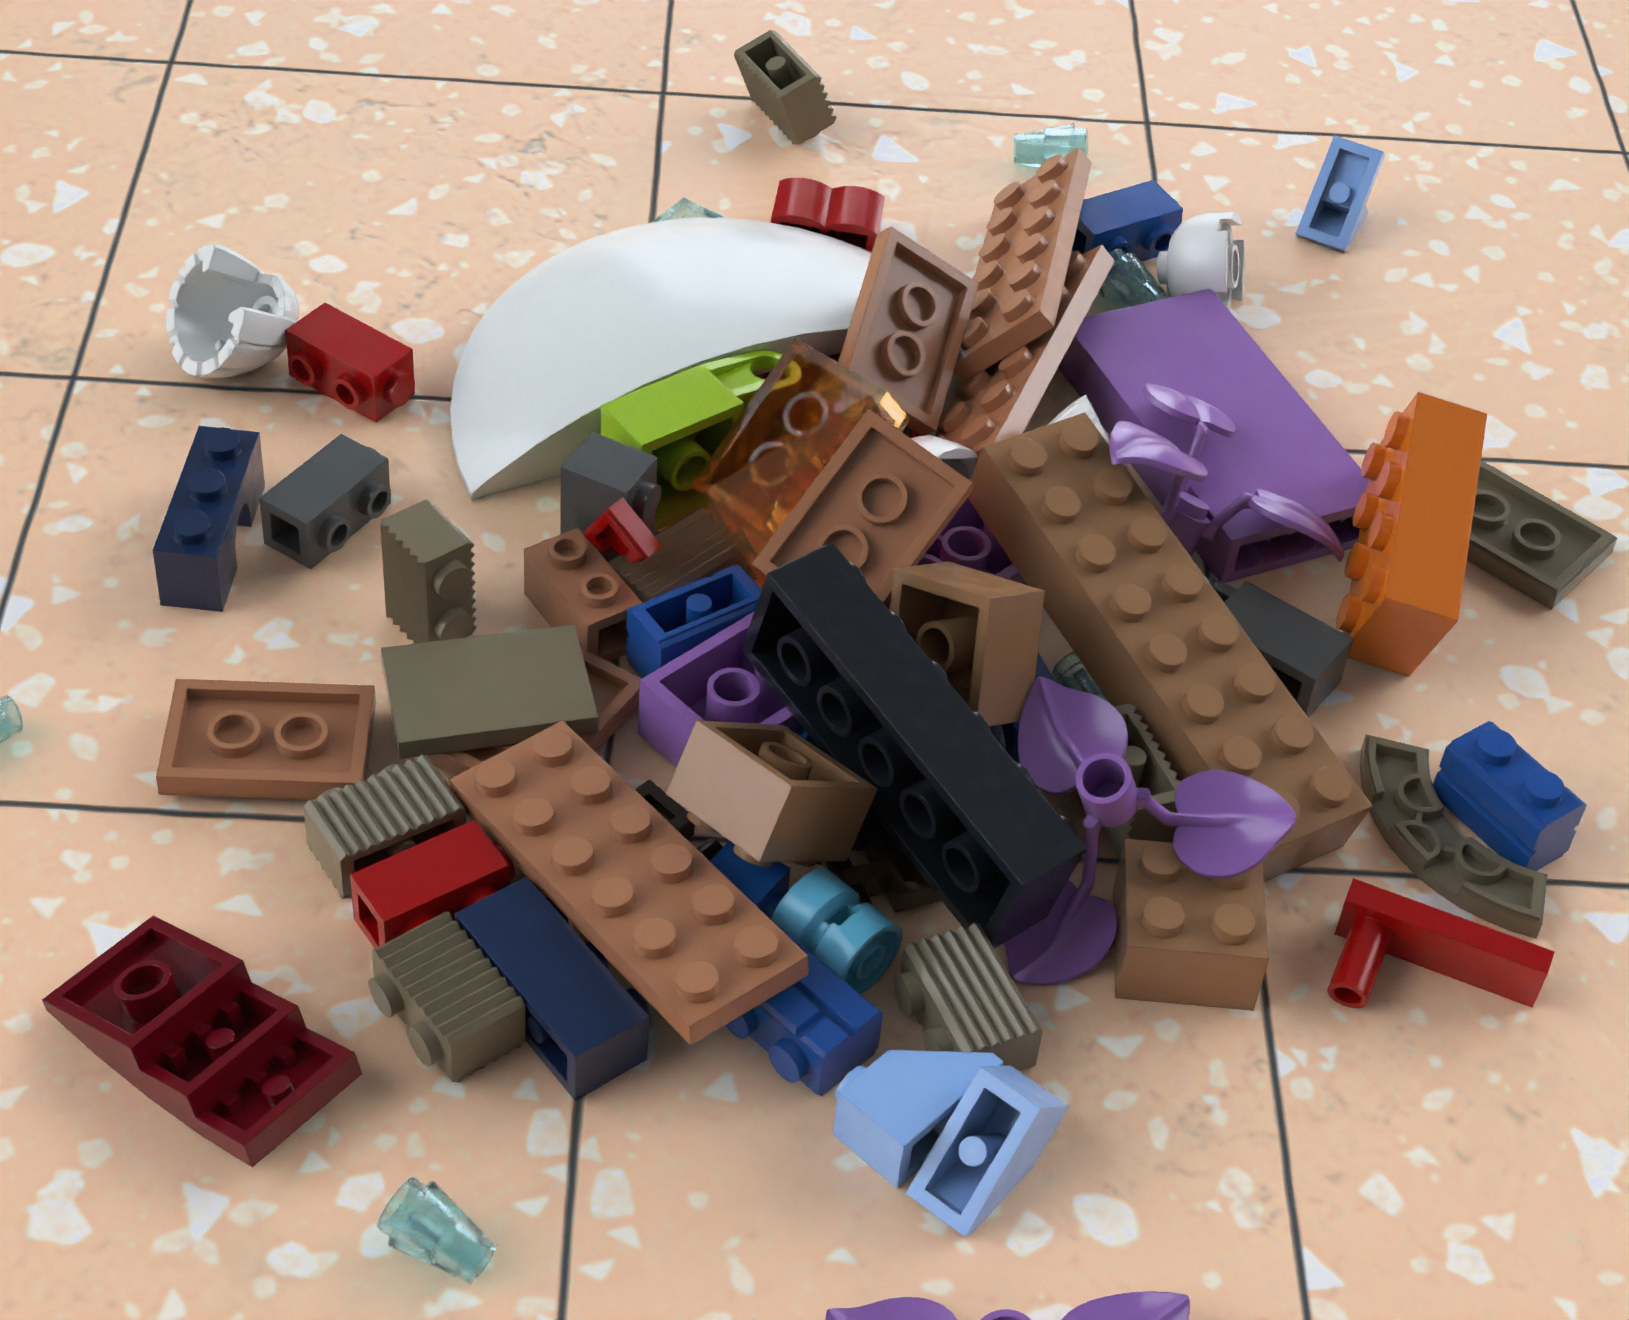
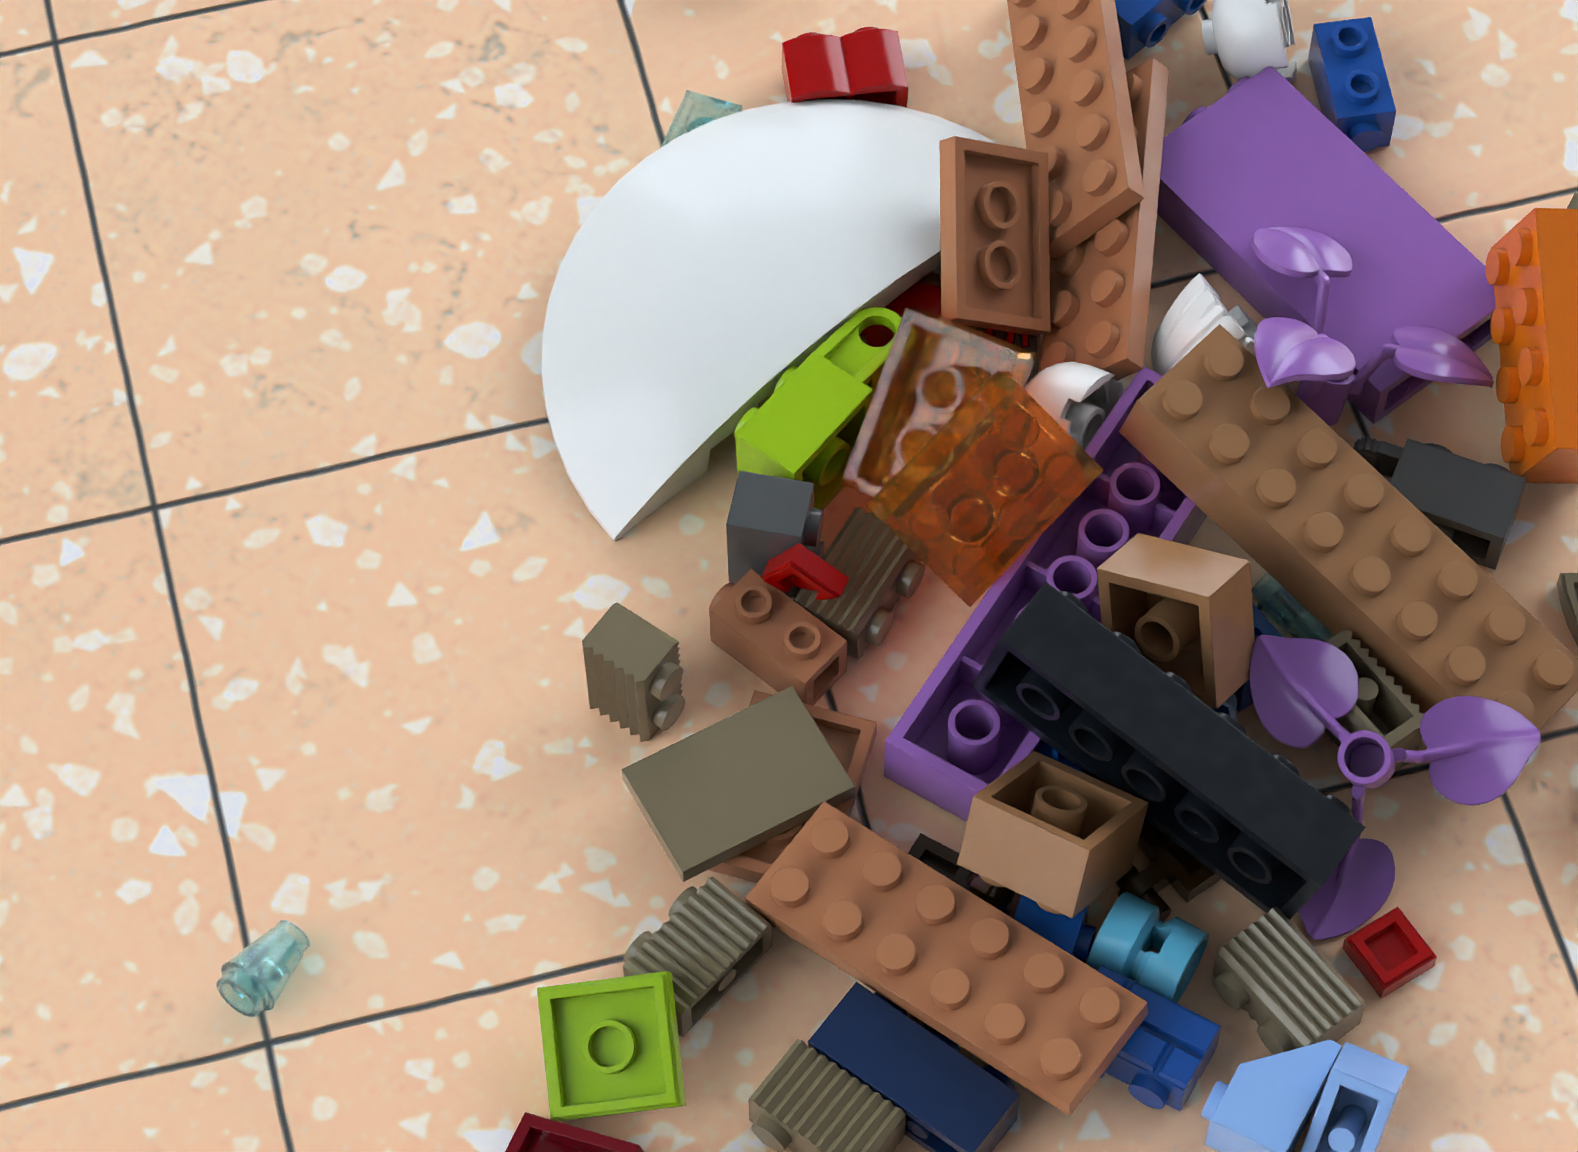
camera: 10 degrees left, 15 degrees up
(198, 534) = (383, 655): dark blue arch -> none
(227, 314) = (294, 403): white hair -> none
(261, 873) = (611, 1046): none -> lime plate
(265, 738) = (547, 892): nougat plate -> none
(325, 501) = (485, 598): dark grey brick -> none
(350, 362) = (435, 416): red brick -> none
(427, 881) = (768, 1012): red brick -> none
(687, 617) = (902, 651): blue brick -> none
(876, 502) = (1050, 516): nougat plate -> none
(1087, 1009) = (1389, 952): none -> red tile
(1130, 282) = (1189, 71): clear light blue cone -> none
(1187, 933) = (1457, 856): medium nougat brick -> none
(1285, 322) = (1352, 81): none -> blue brick

